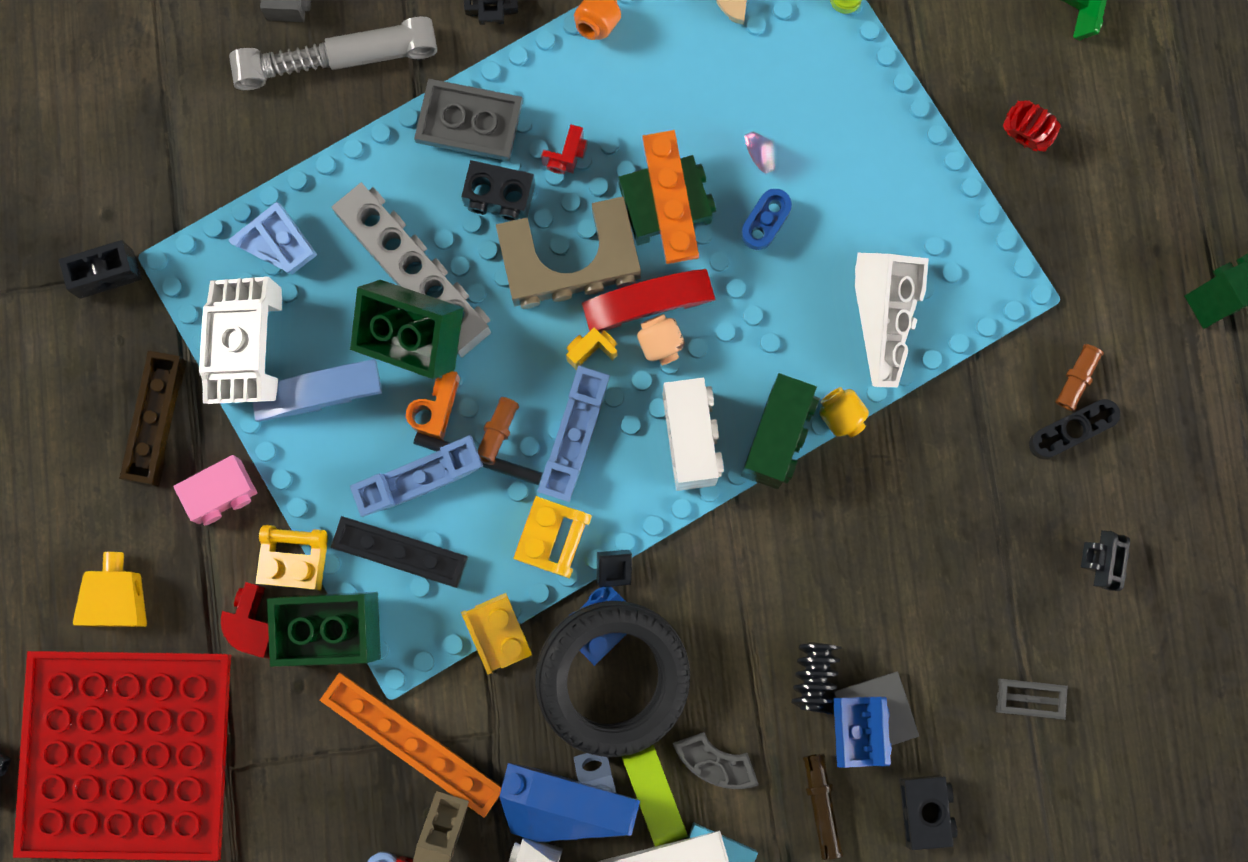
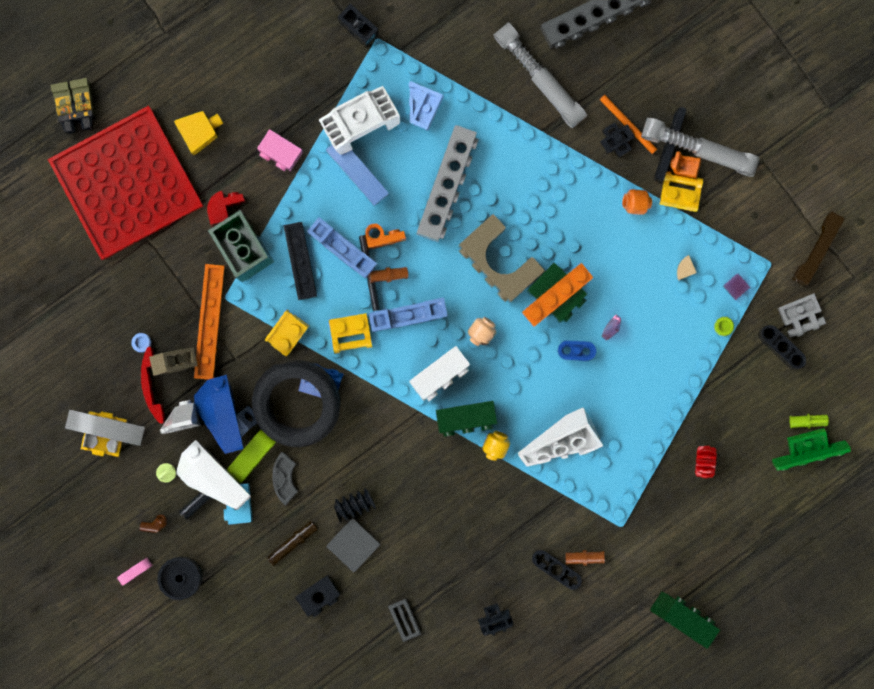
camera: 55 degrees right, 5 degrees up
(152, 418) = (298, 97): dark brown piece -> none
(288, 568) = (261, 211): yellow plate -> none
(406, 328) = (412, 200): dark green brick -> none
(468, 119) = (543, 167): dark grey plate -> none
(502, 182) = (518, 203): black brick -> none
(574, 148) = (558, 230): red bracket -> none
(583, 347) = (455, 294): yellow bracket -> none
(614, 568) = (352, 373): black tile -> none
(648, 298) = (500, 314): red slope -> none
(862, 732) = (339, 541): blue bracket -> none

